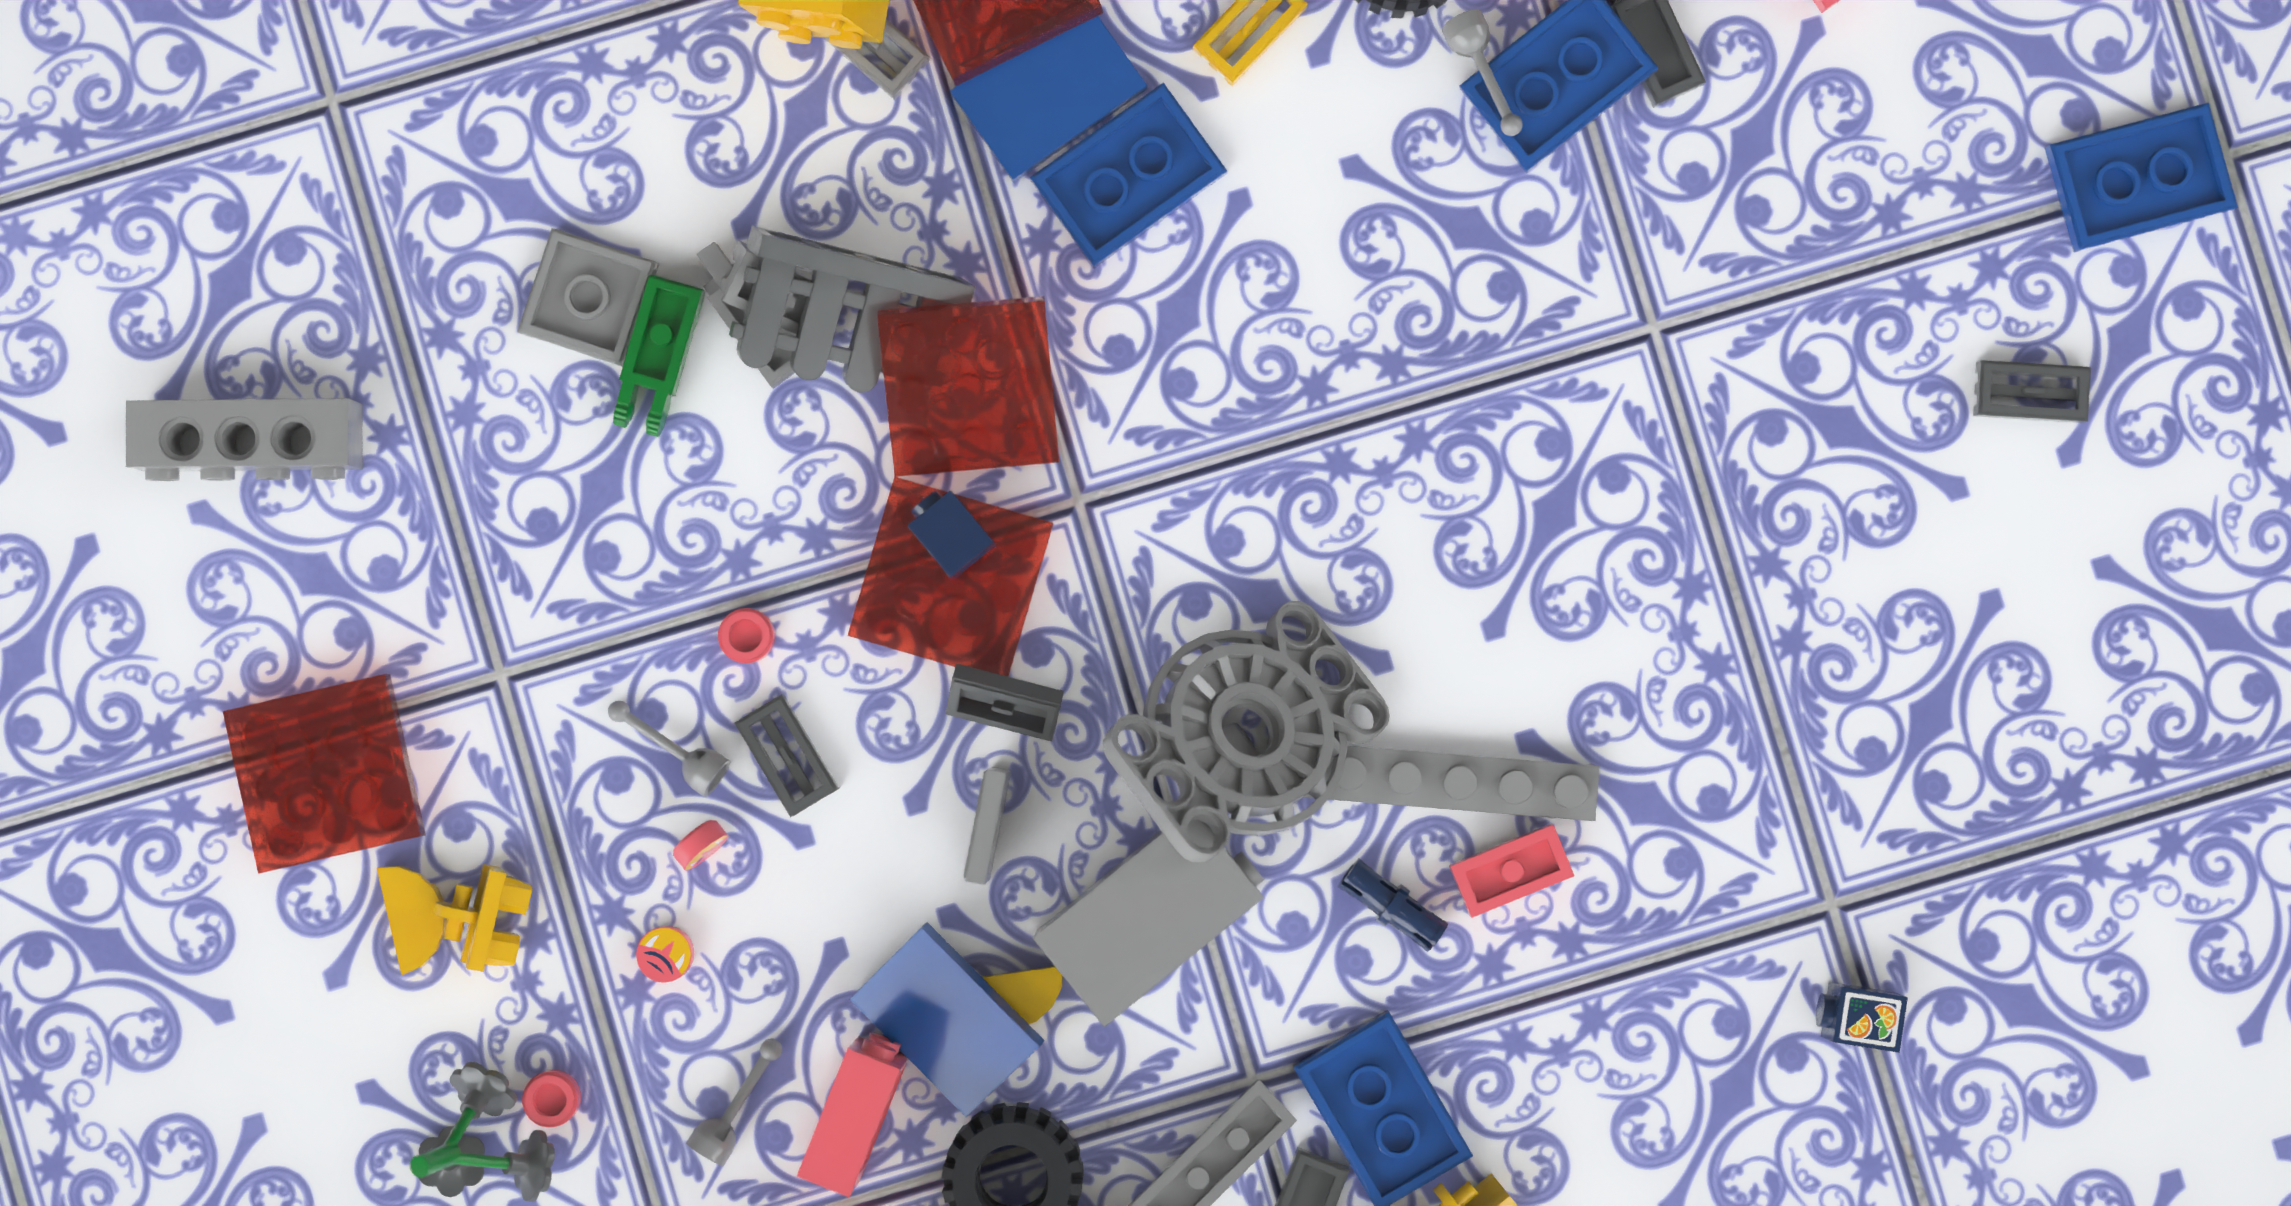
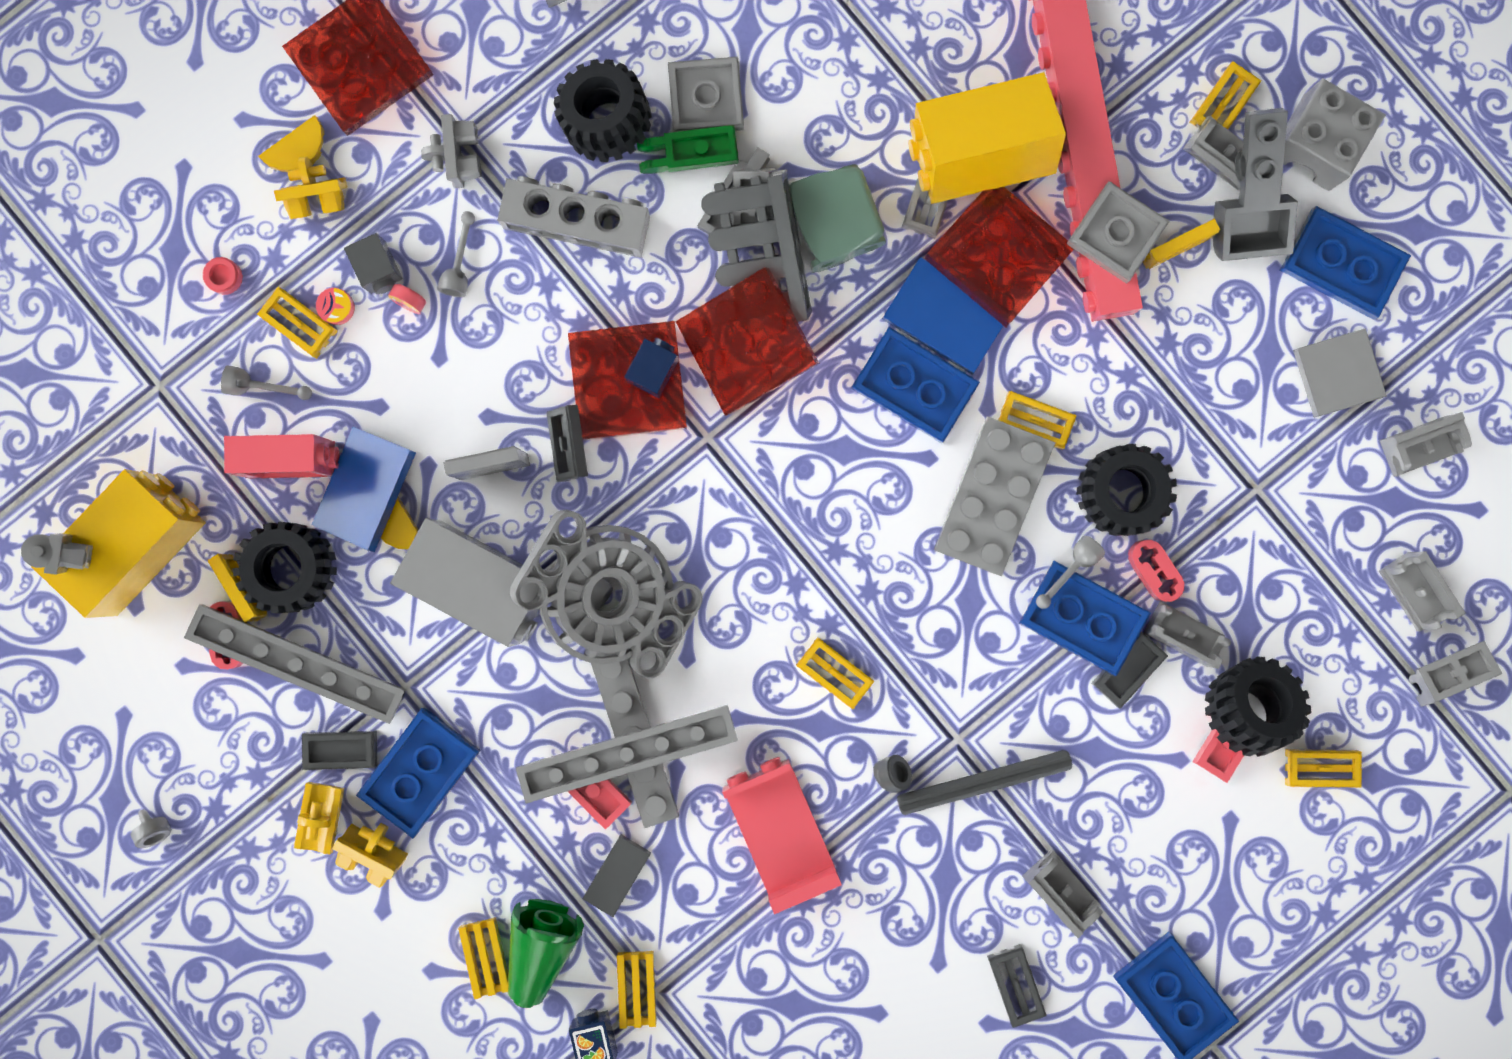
camera: 65 degrees right, 0 degrees up
(459, 1161) = (164, 234): dark grey plant -> none
(493, 677) = (455, 135): none -> light grey hips
(511, 446) = (597, 86): none -> black tyre
(631, 872) = (373, 264): none -> dark grey brick
(706, 994) = (320, 340): none -> yellow tile
(715, 544) = (525, 192): none -> light grey brick
(746, 635) = (544, 274): coral tile -> none
(763, 715) = (493, 337): dark grey tile -> none
(843, 182) = (837, 216): none -> sand green piece
(1333, 131) = (994, 496): none -> light grey plate
(1393, 905) = (543, 725): dark blue pin -> none
(1448, 484) = (810, 654): none -> yellow tile
(1481, 798) = (626, 754): none -> light grey plate
(1645, 888) = (616, 875): none -> dark grey tile
(1664, 438) = (893, 773): none -> dark grey tile
(1683, 631) = (781, 834): none -> coral panel
(1704, 1038) = (539, 947): none -> green cone
(1729, 315) = (984, 782): none -> dark grey axle
(1730, 1131) = (471, 962): none -> yellow tile
(1861, 943) = (637, 1020): none -> yellow tile
(1930, 271) = (1063, 893): none -> light grey hinge

